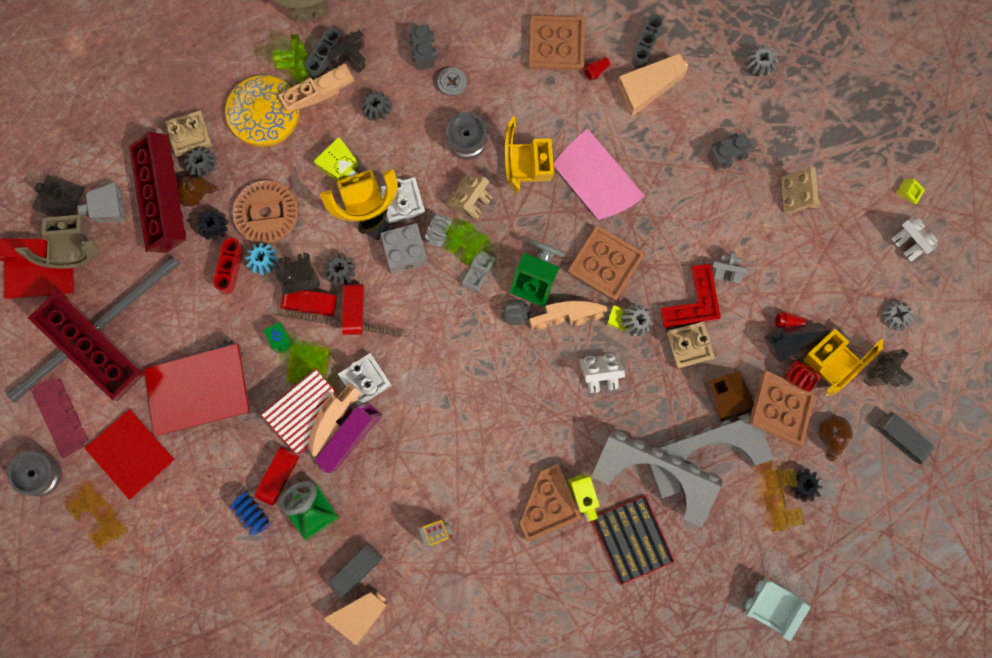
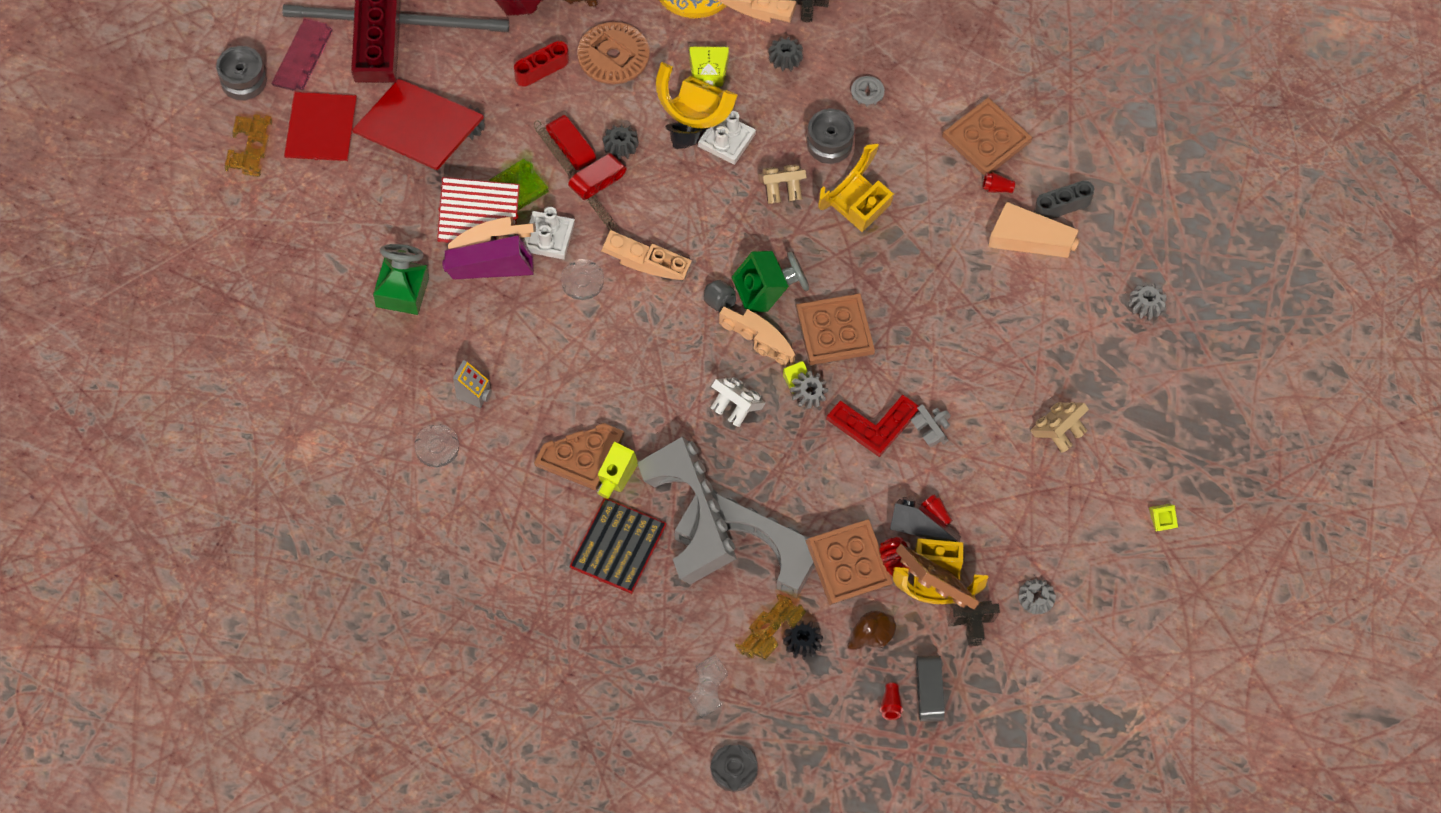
camera: 45 degrees right, 15 degrees down
(207, 219) = (563, 24): black gear -> none
(250, 514) = (356, 244): blue piece -> none
(254, 258) = (571, 81): medium azure gear -> none
(276, 476) = (418, 234): red beam -> none
(278, 338) = (519, 145): green brick -> none
(295, 275) = (581, 113): clear smoke plate -> none
(355, 571) = (384, 357): dark grey beam -> none
(358, 617) = (350, 389): light nougat slope -> none
(404, 248) = (686, 171): light grey brick -> none
(422, 42) = (872, 44): dark grey brick -> none
(436, 231) = (728, 181): light grey gear -> none
(442, 333) = (646, 259): none -> light nougat slope
(471, 240) = (743, 208): clear neon green plate -> none
(478, 272) = (730, 242): light grey slope -> none
(597, 177) = (904, 264): bright pink sticker -> none
(690, 345) = (832, 450): tan plate -> none
(727, 152) = (1036, 341): dark grey brick -> none
(729, 395) = (819, 511): reddish brown slope -> none
(777, 608) = (671, 700): light aqua panel -> none
(851, 607) = (727, 769): none -> flat silver tile
(856, 370) = (934, 575): none -> nougat plate
(893, 469) = (891, 703): none -> red cone
(915, 229) = (1124, 549): white plate -> none

